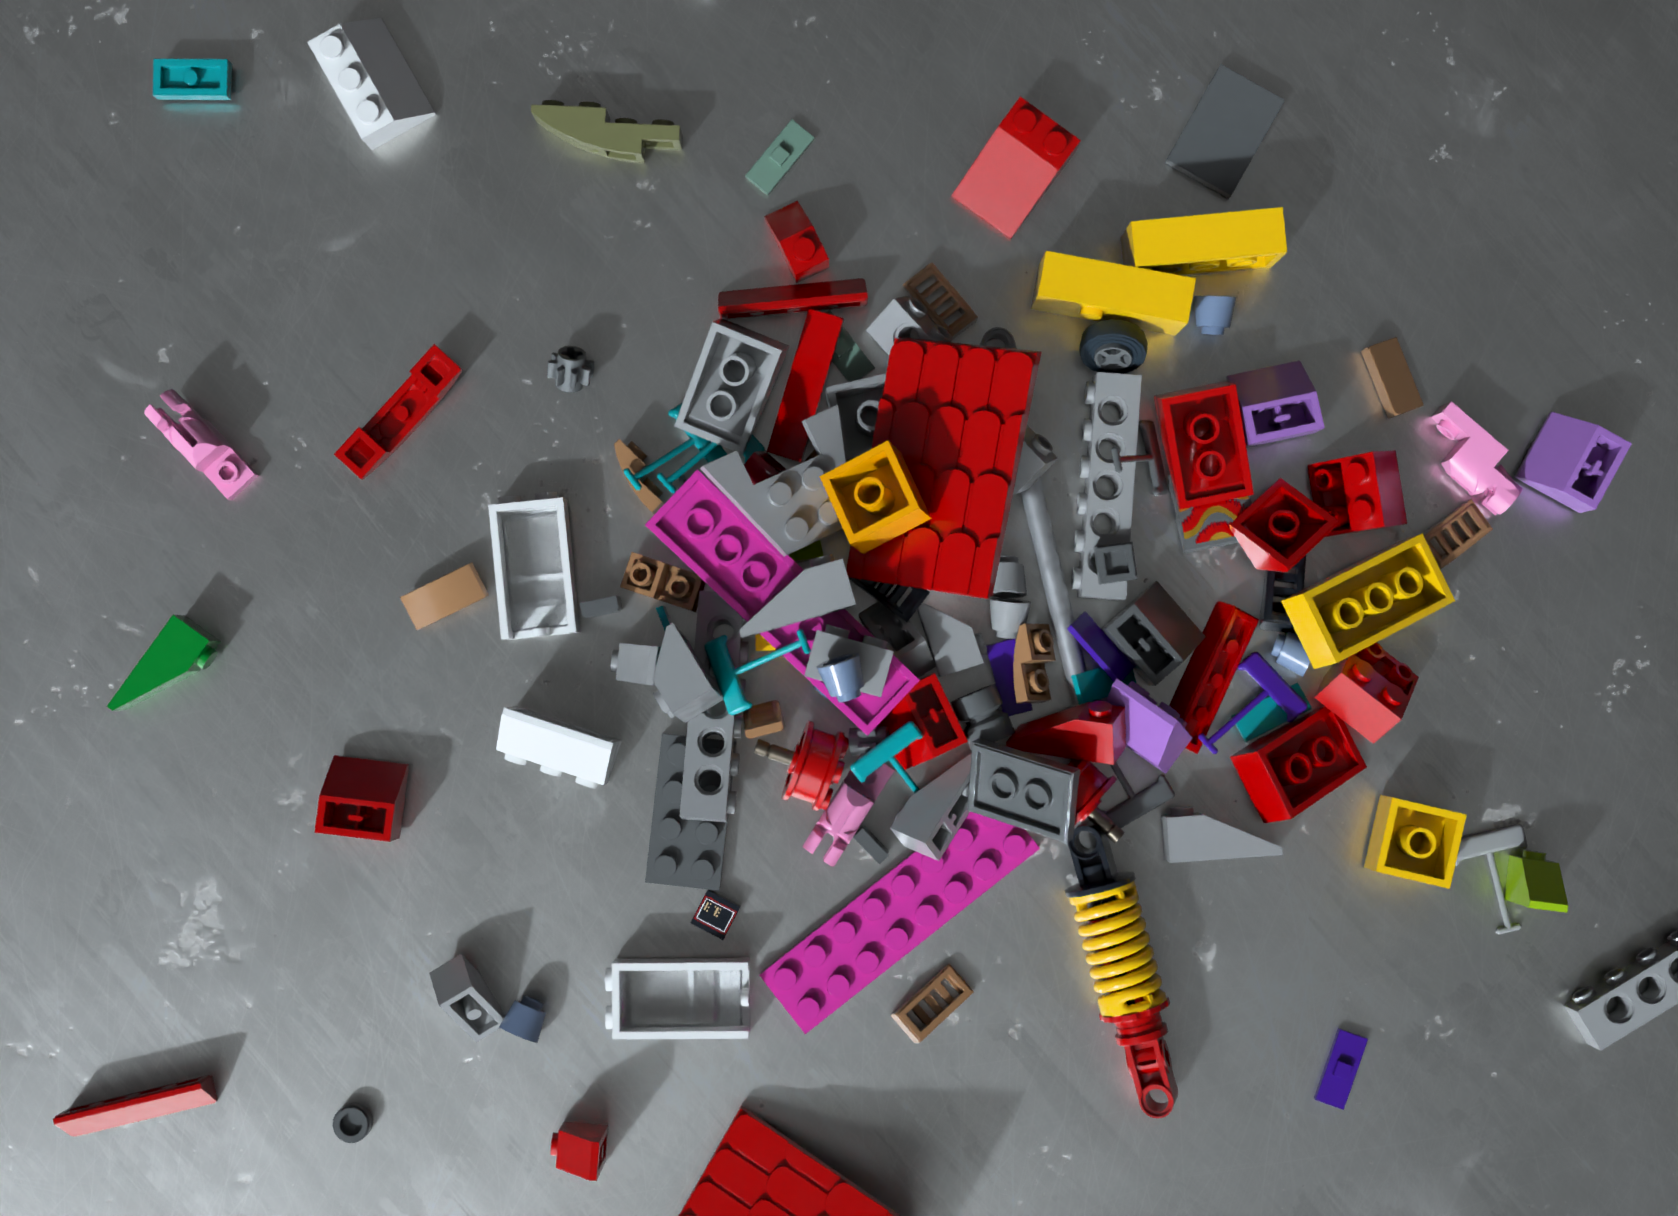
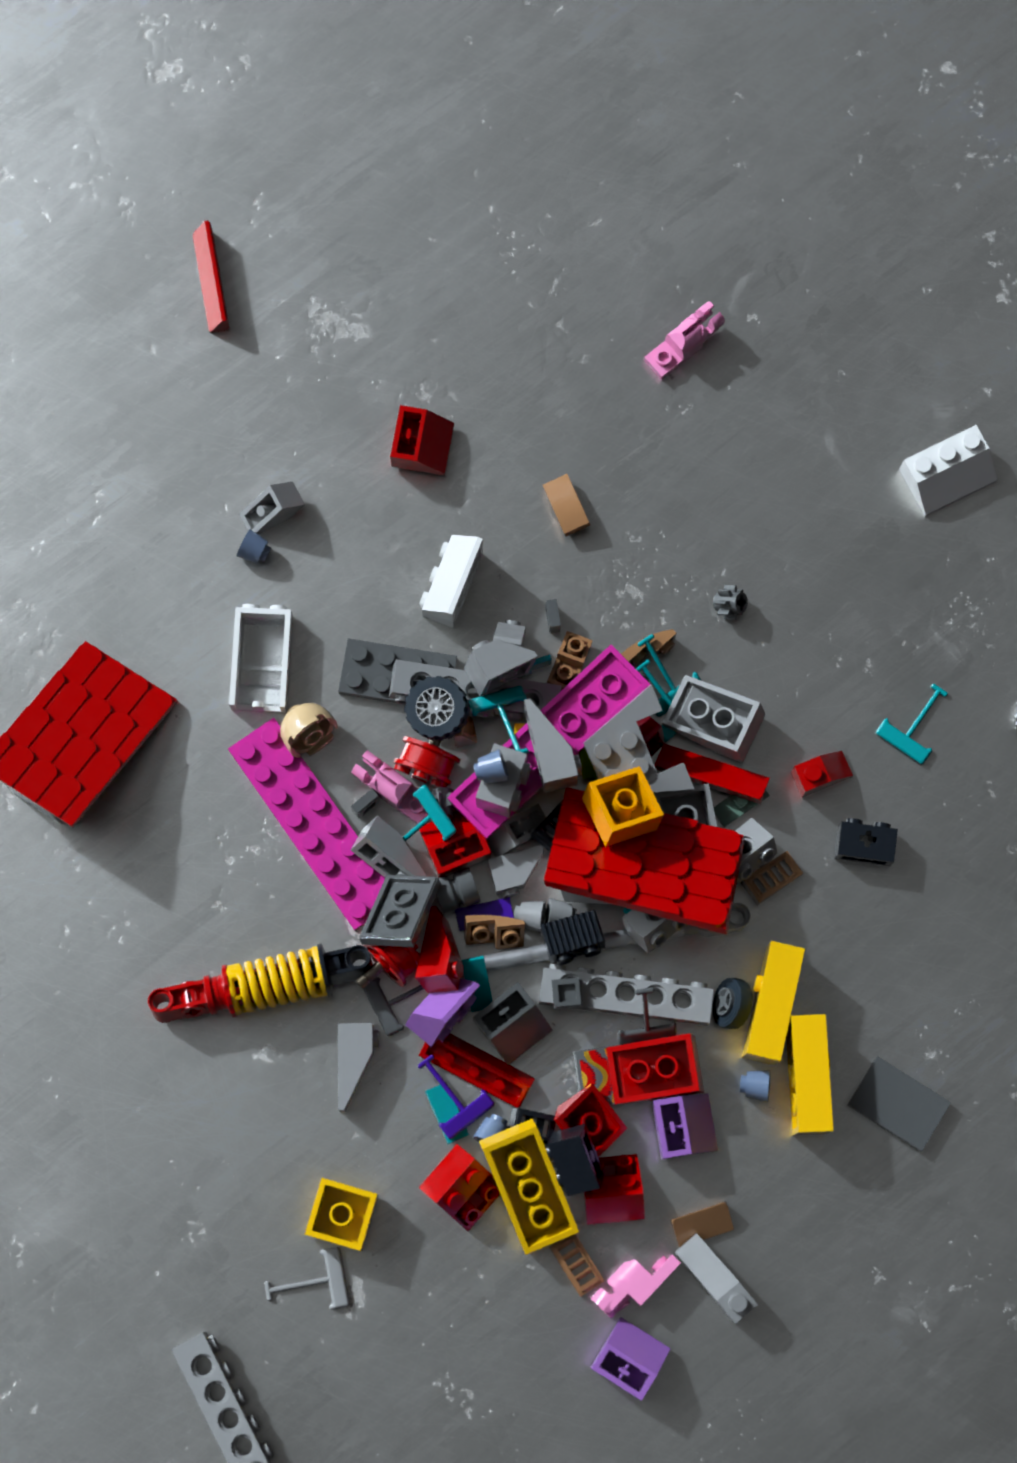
camera: 90 degrees right, 10 degrees down
(172, 657) = (532, 315): green slope -> none
(192, 79) = (952, 345): teal plate -> none
(352, 1122) = (187, 425): dark grey tile -> none
(400, 414) = (701, 480): red slope -> none
(534, 566) = (584, 569): door -> none
(580, 1149) = (157, 582): red slope -> none
(591, 130) = (909, 627): olive slope -> none
(715, 914) = (320, 688): black tile -> none
(747, 136) = (903, 741): none -> teal piece
(748, 756) = (437, 708): none -> black wheel
(774, 930) = (307, 729): none -> tan cylinder
(780, 157) = (886, 764): sand green piece -> none
(792, 298) = (778, 768): red slope -> none
(892, 158) = (852, 849): none -> black brick
(909, 1027) = (229, 824): medium nougat slope -> none
(1016, 168) = (872, 939): slope -> none
(1041, 558) = (573, 937): none -> black brick
(1100, 647) = (503, 980): dark purple piece -> none
(1298, 764) = (406, 1130): red slope -> none
(1340, 540) = (575, 1160): none -> black brick
(1340, 1068) = (170, 1152): dark purple piece -> none
(1466, 355) = (716, 1278): none -> light grey slope
(1535, 882) = (304, 1307): lime slope -> none

